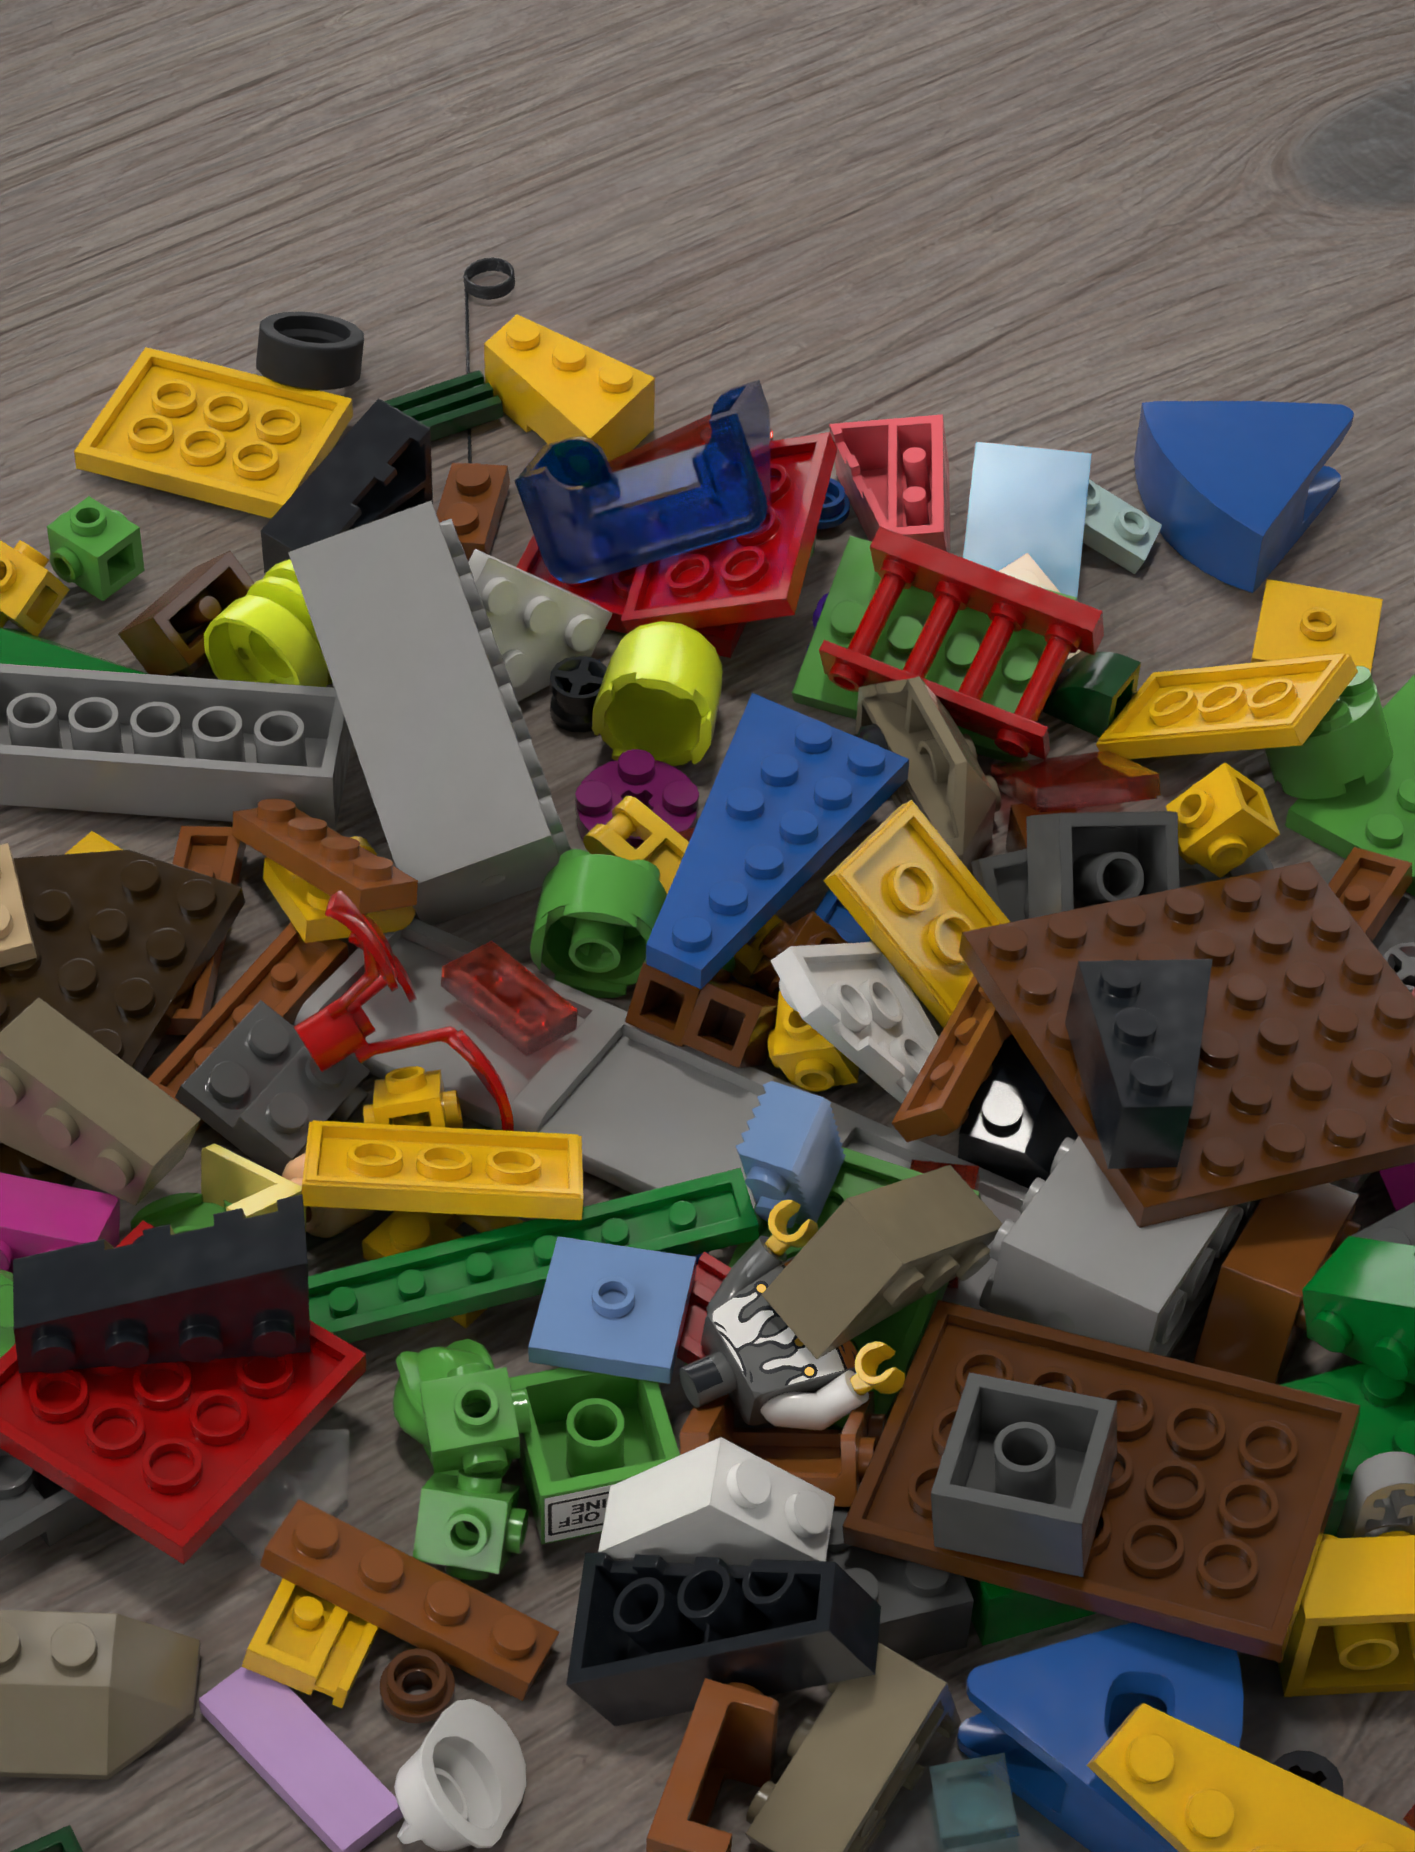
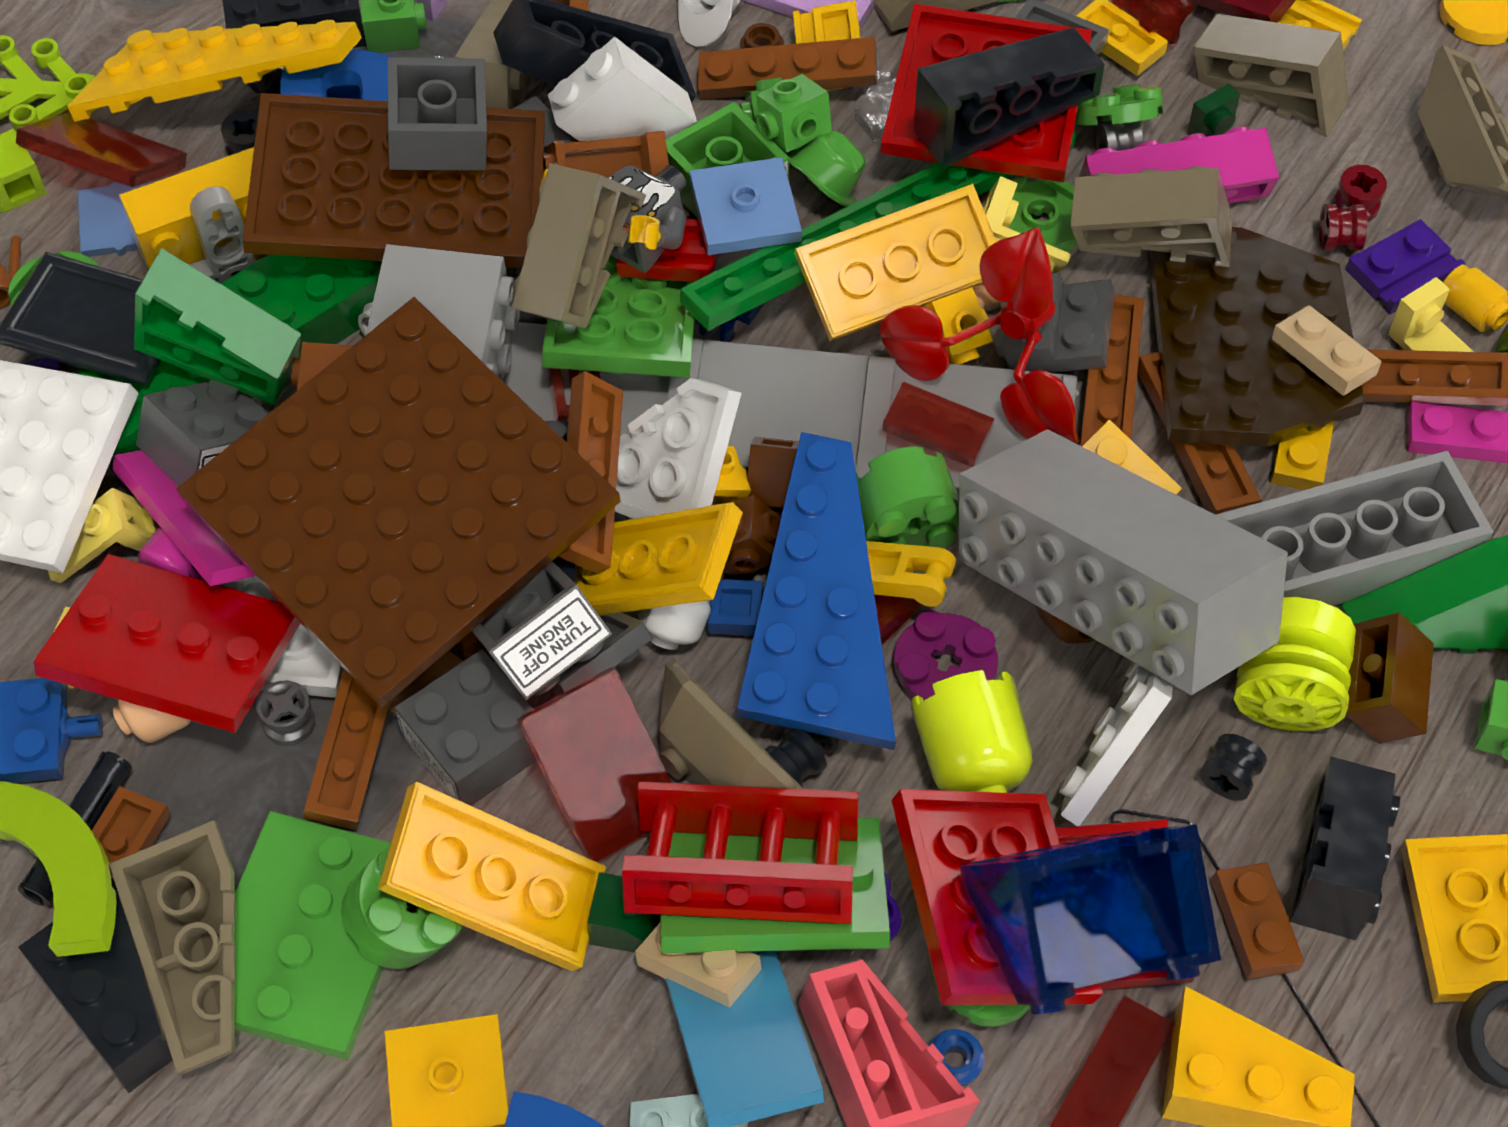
camera: 160 degrees right, 10 degrees up
(324, 856) = (1092, 425): dark orange plate -> none
(452, 405) = (1385, 1006): dark green tile -> none
(574, 690) = (1059, 739): black wheel -> none
(791, 1151) = (671, 297): medium blue brick -> none
(1139, 1053) = (444, 373): black wedge -> none
(1222, 820) = (455, 690): yellow brick -> none

